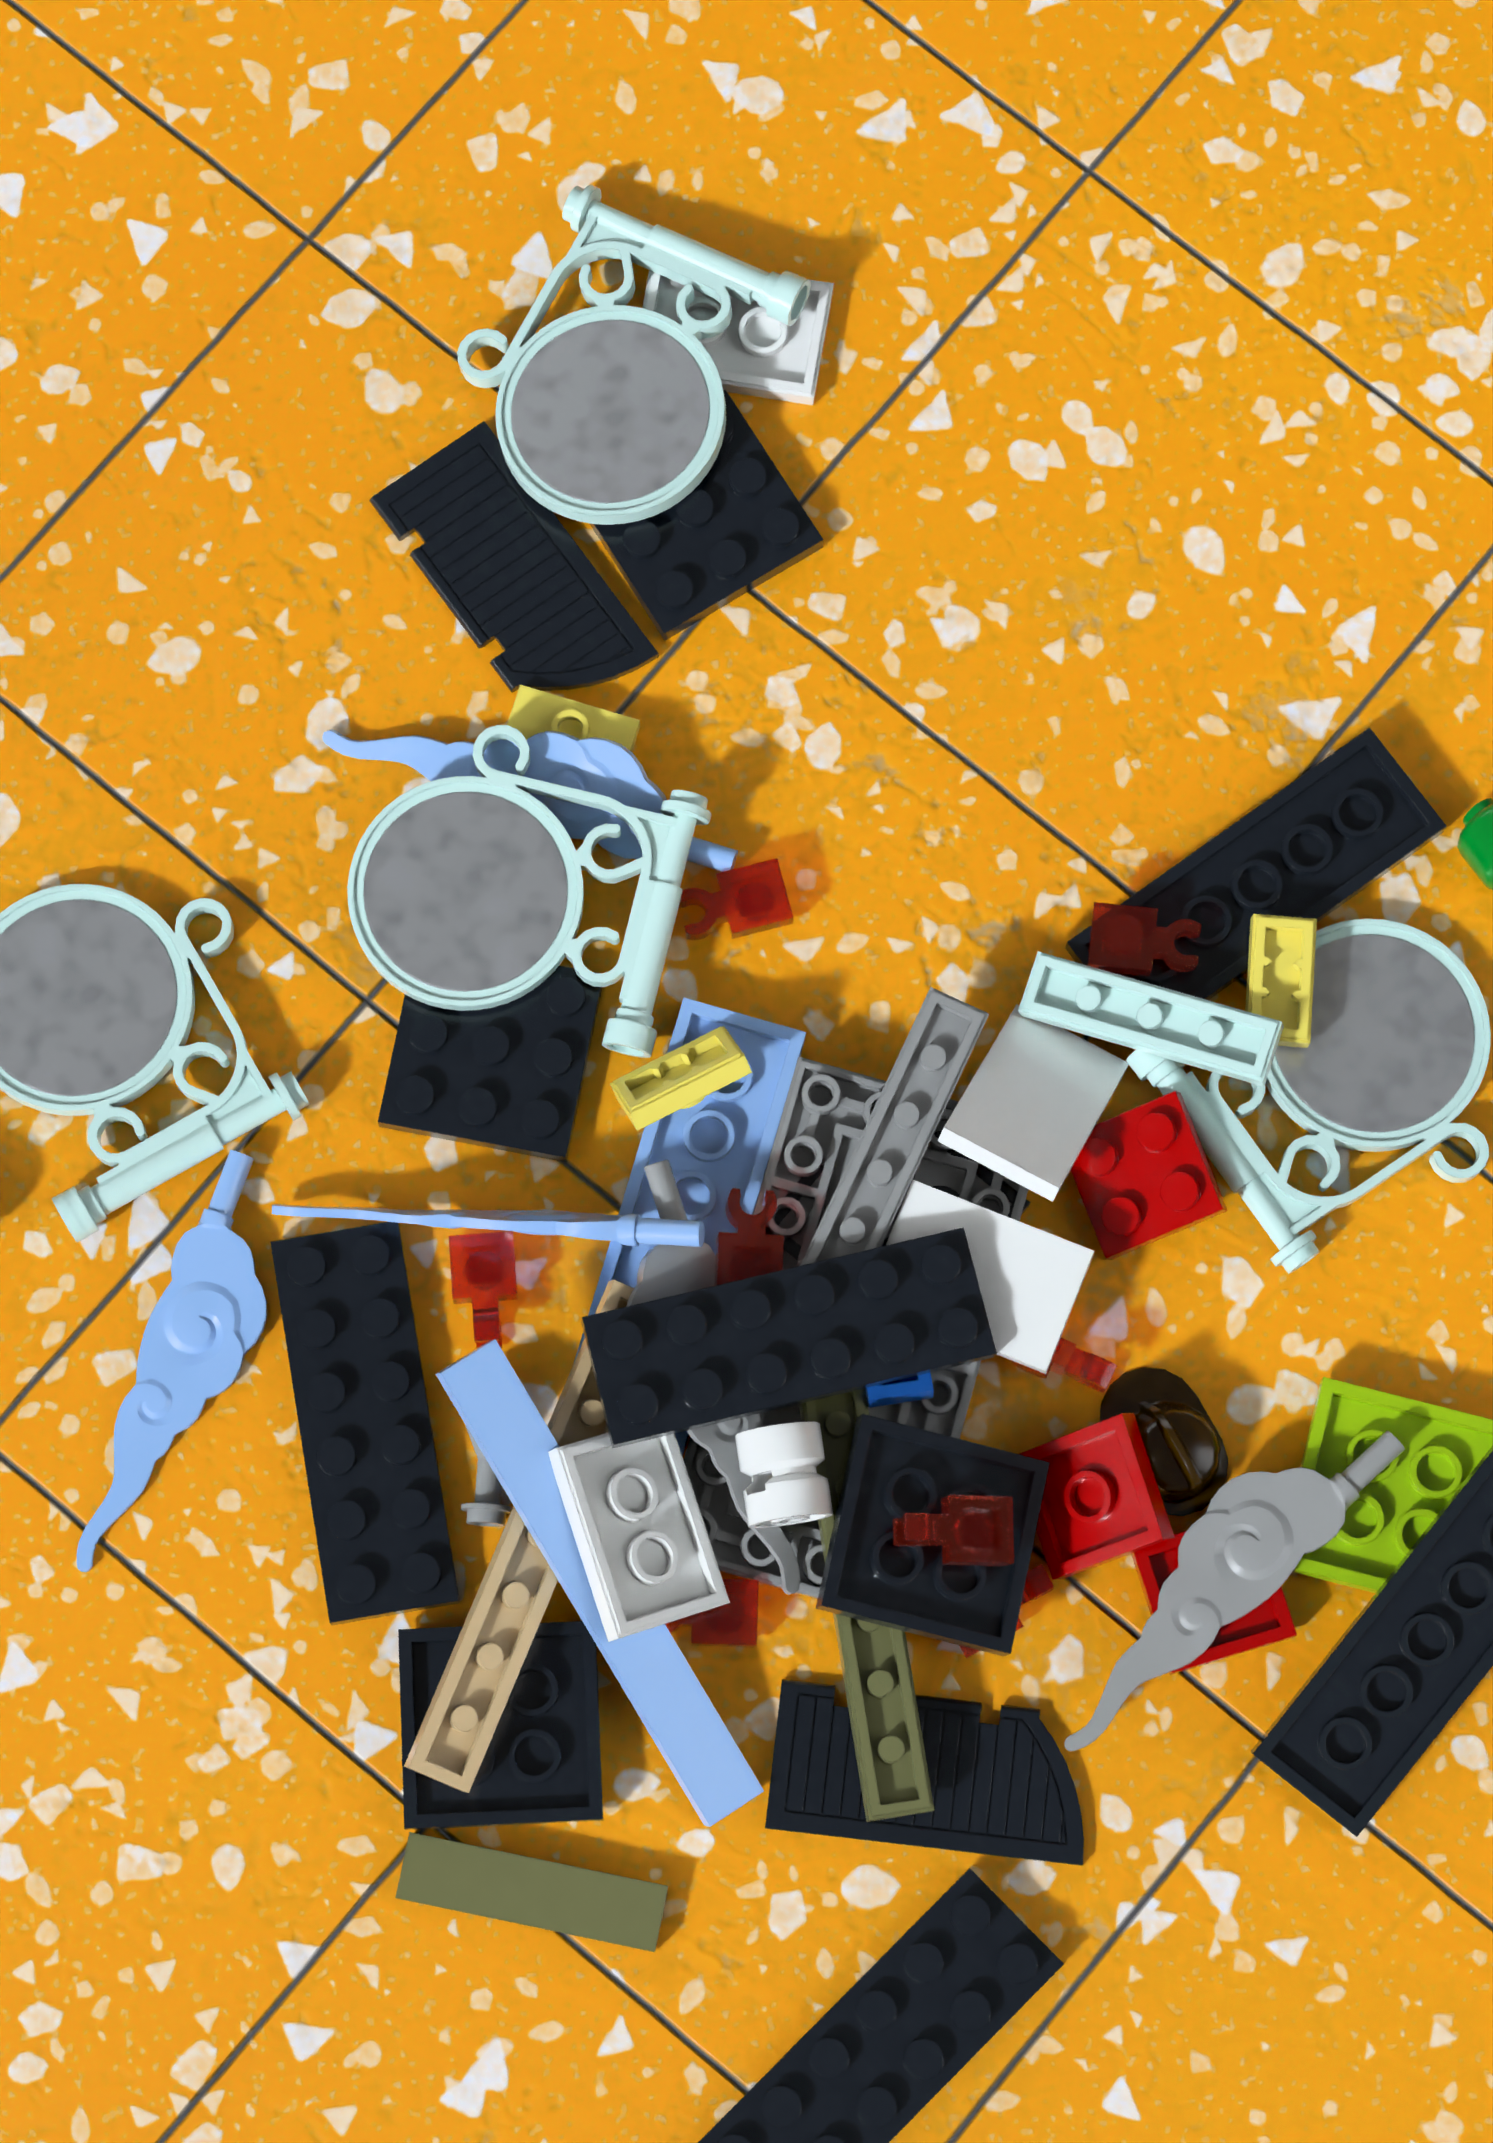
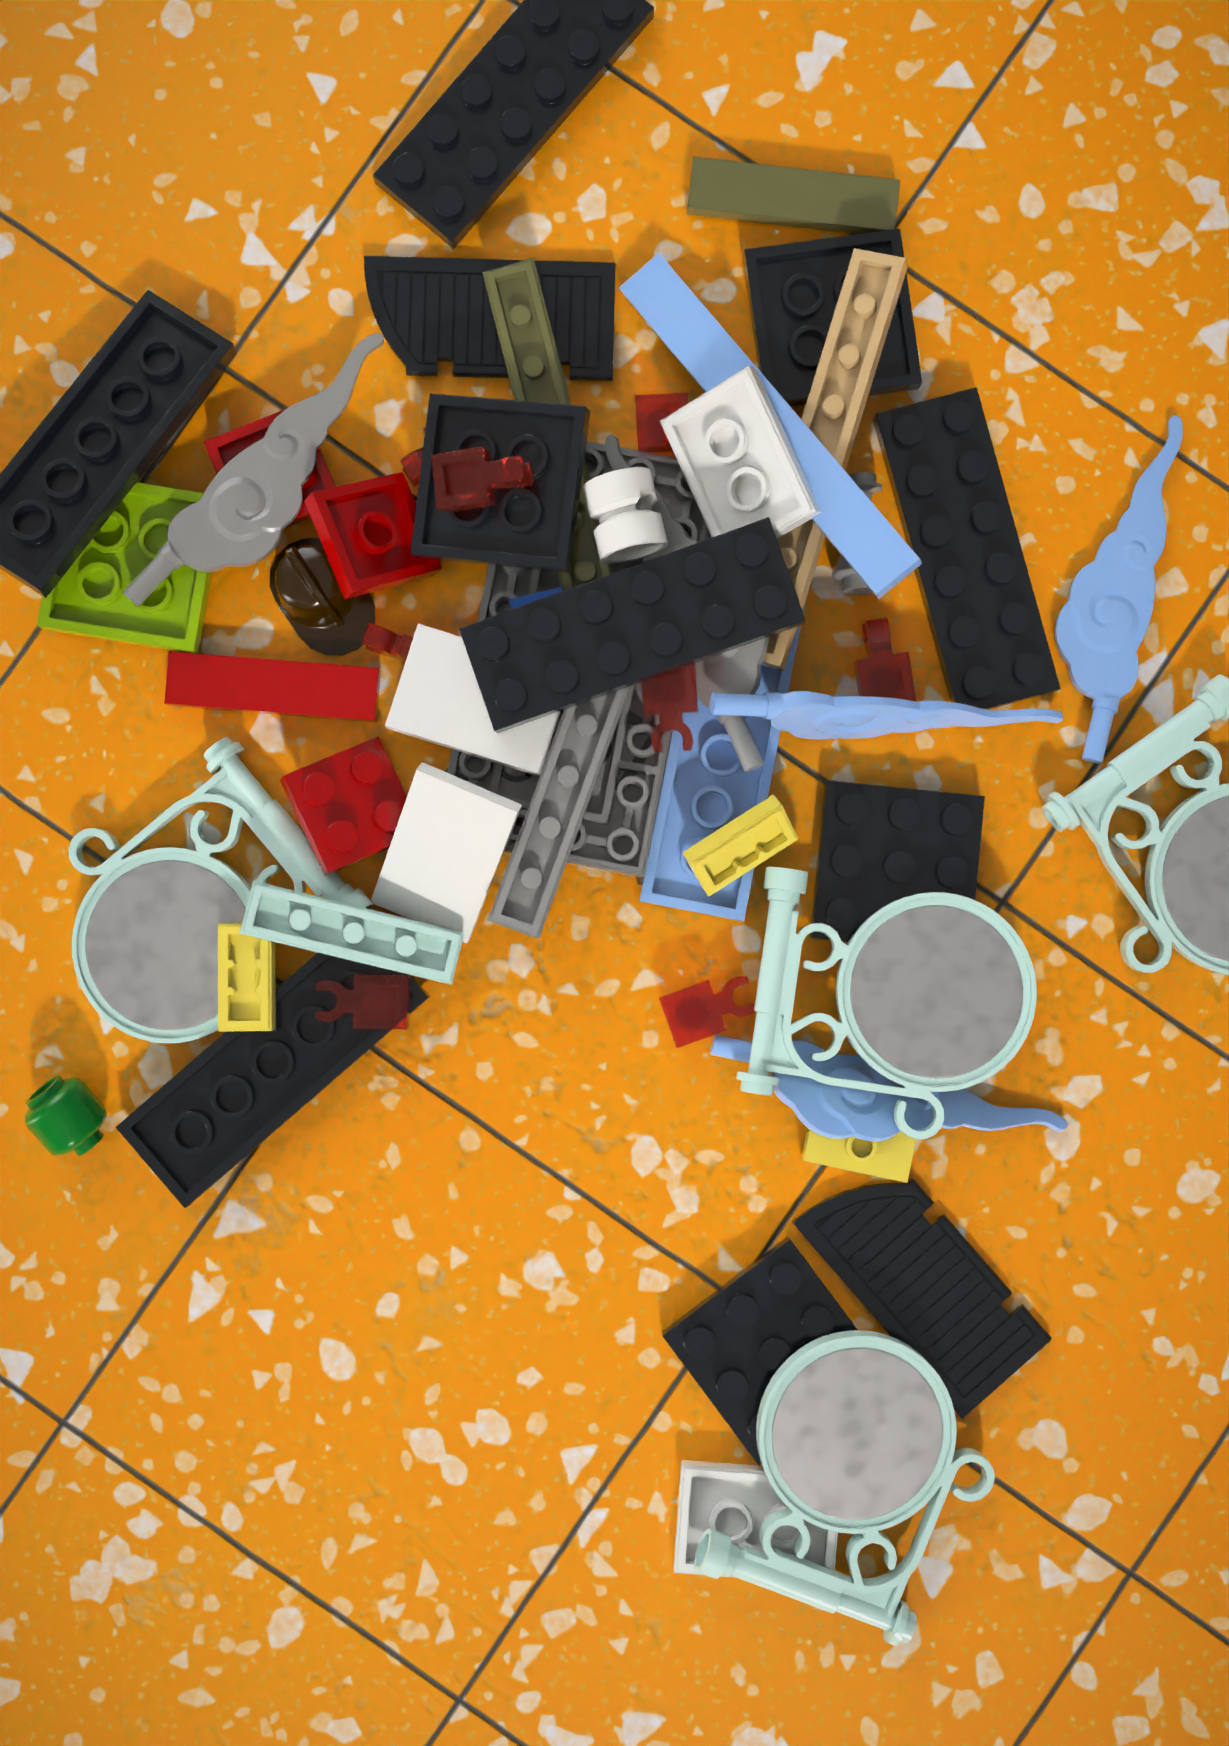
camera: 170 degrees right, 10 degrees up
(1230, 1332) = (272, 686): none -> red tile

